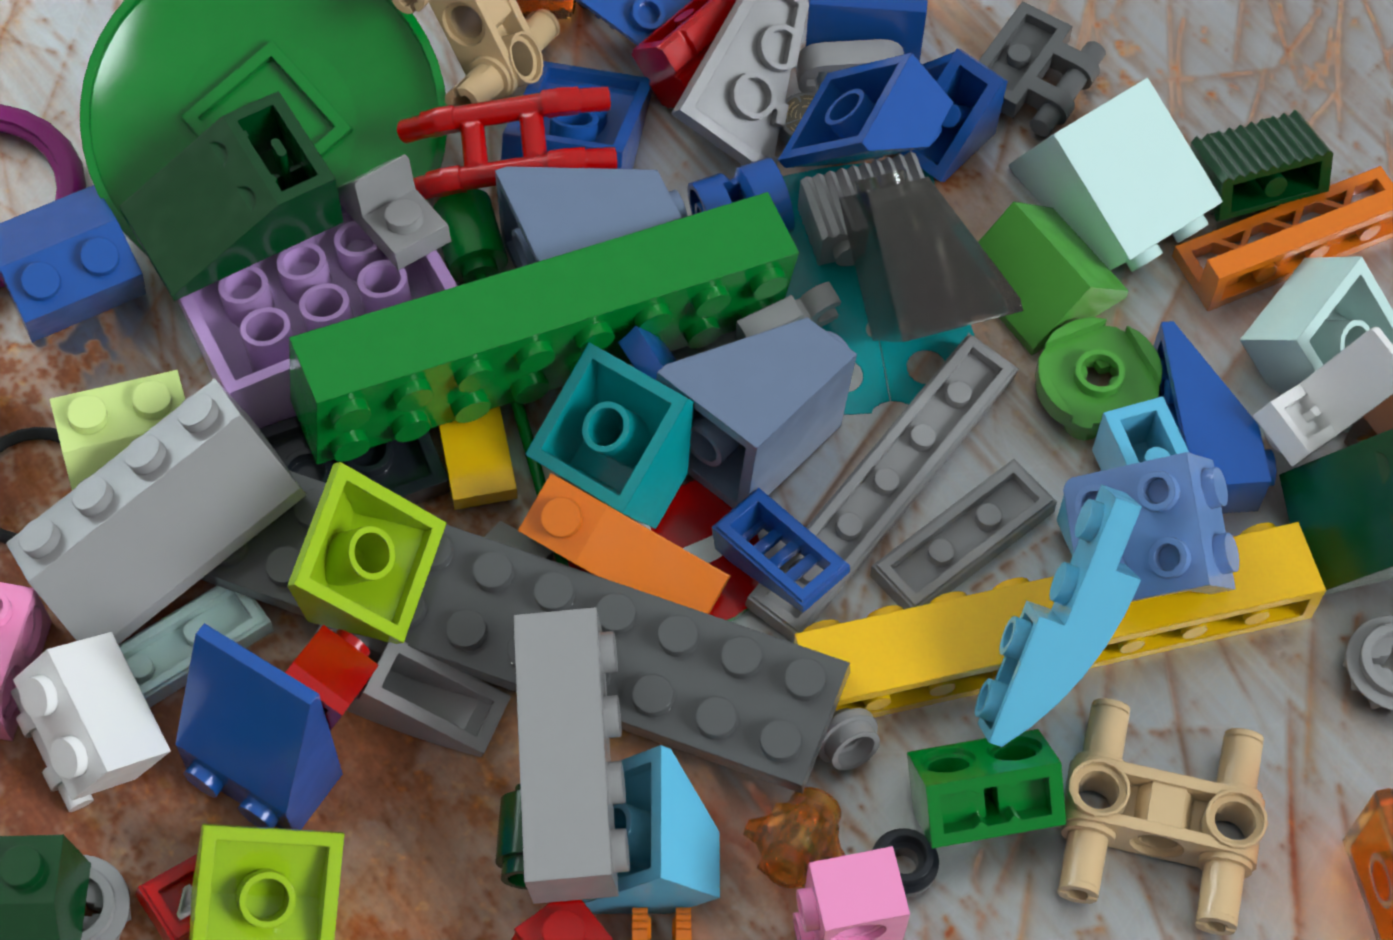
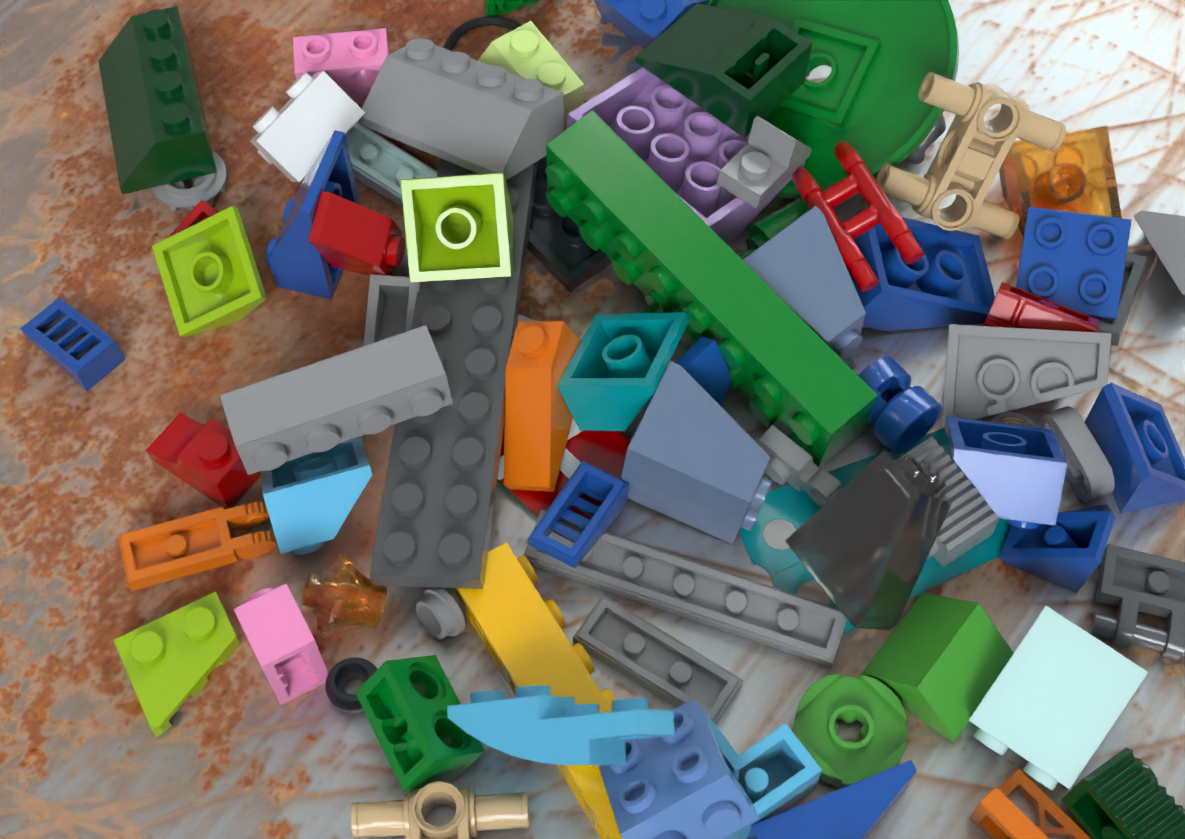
camera: 75 degrees right, 0 degrees up
(478, 461) = (596, 293): yellow slope -> none

